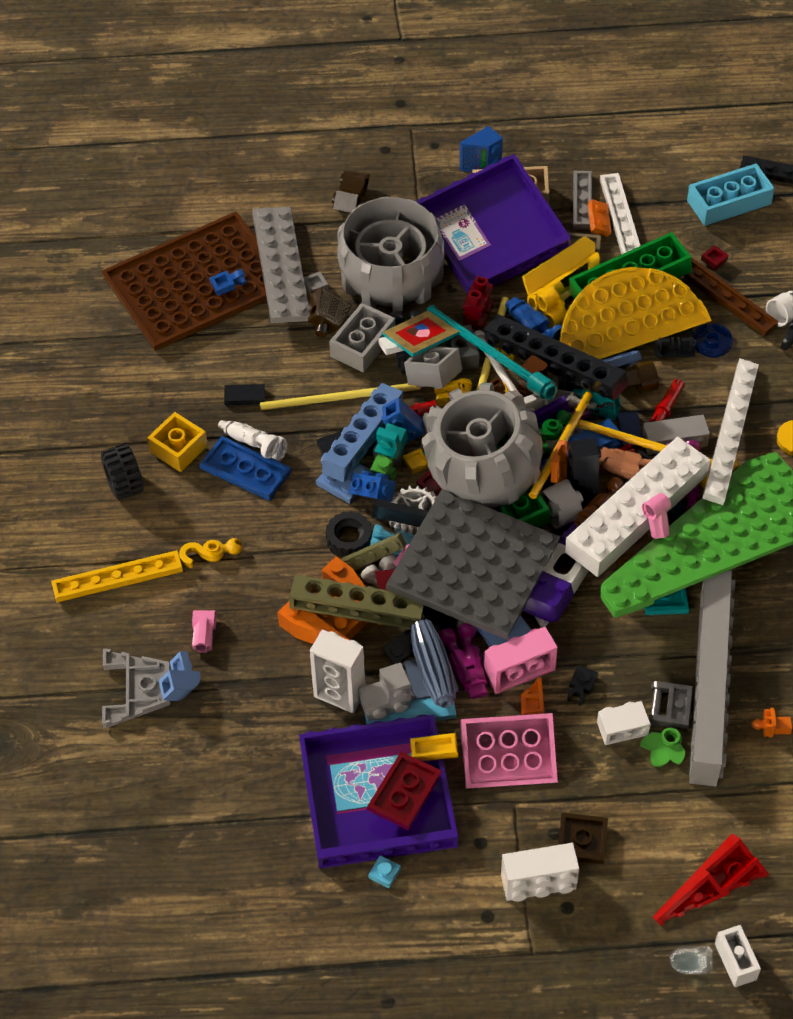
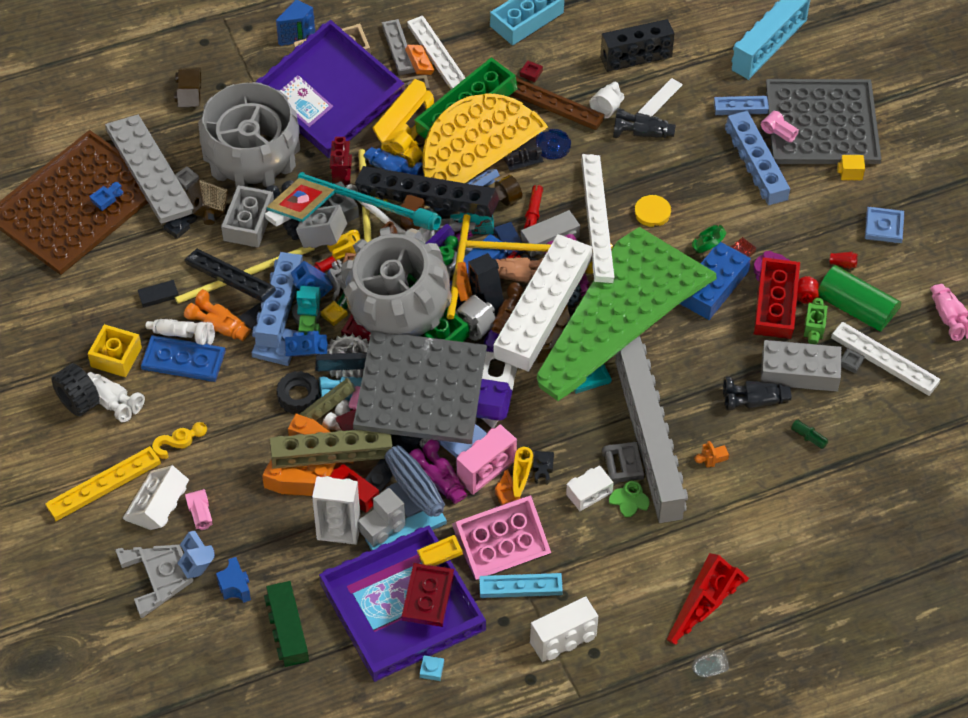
camera: 20 degrees left, 0 degrees up
(160, 485) = (112, 394): none -> white piece
(165, 606) = (157, 498): none -> white slope
(209, 716) = (234, 581): none -> blue brick
(248, 778) = (287, 624): none -> dark green brick
(291, 330) = (179, 226): none -> black plate
(296, 435) = (222, 318): none -> orange piece
(321, 394) = (230, 275): none -> black tile
(374, 653) = (365, 489): none -> red brick
(511, 809) = (520, 585): none -> medium azure plate
(555, 681) = (521, 469): none -> yellow piece
(586, 834) = (593, 586): dark brown plate -> none
(656, 511) = (563, 303): bright pink piece -> none
(737, 956) = (747, 649): white brick -> none

